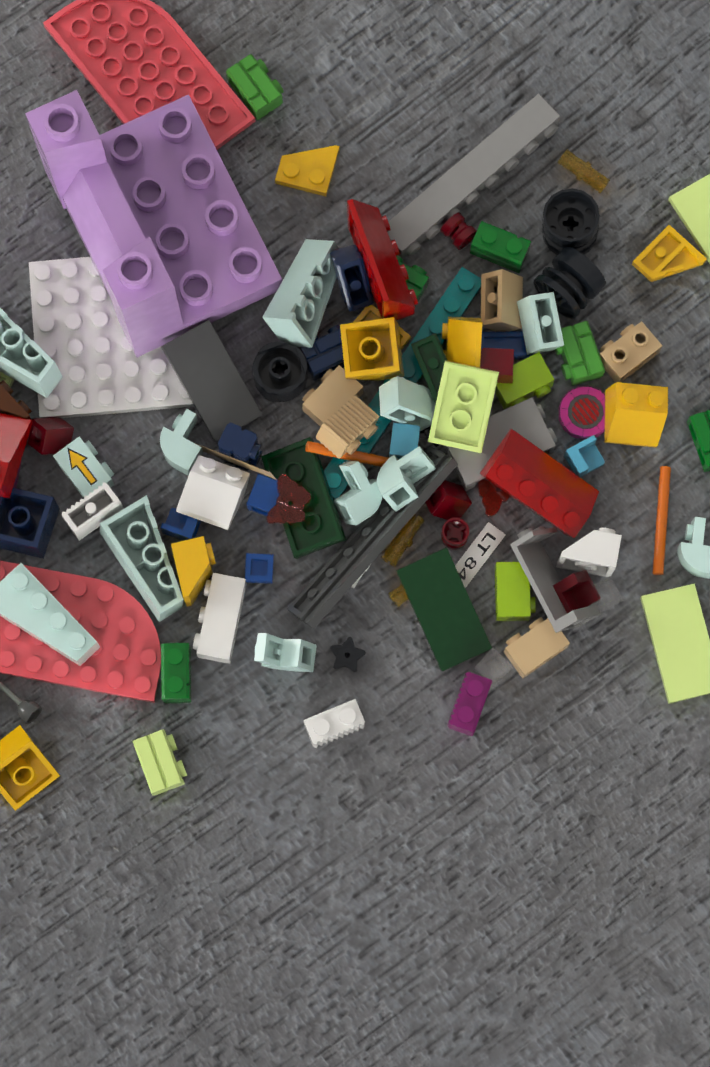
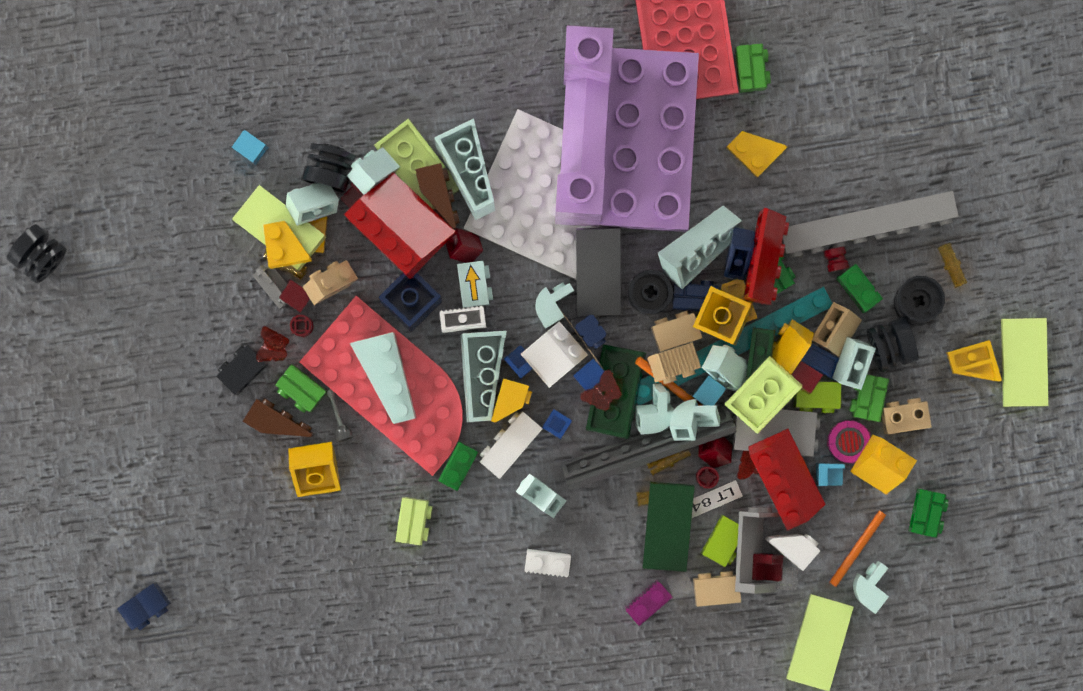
camera: 35 degrees right, 10 degrees up
(350, 662) = (583, 525): black plate -> none

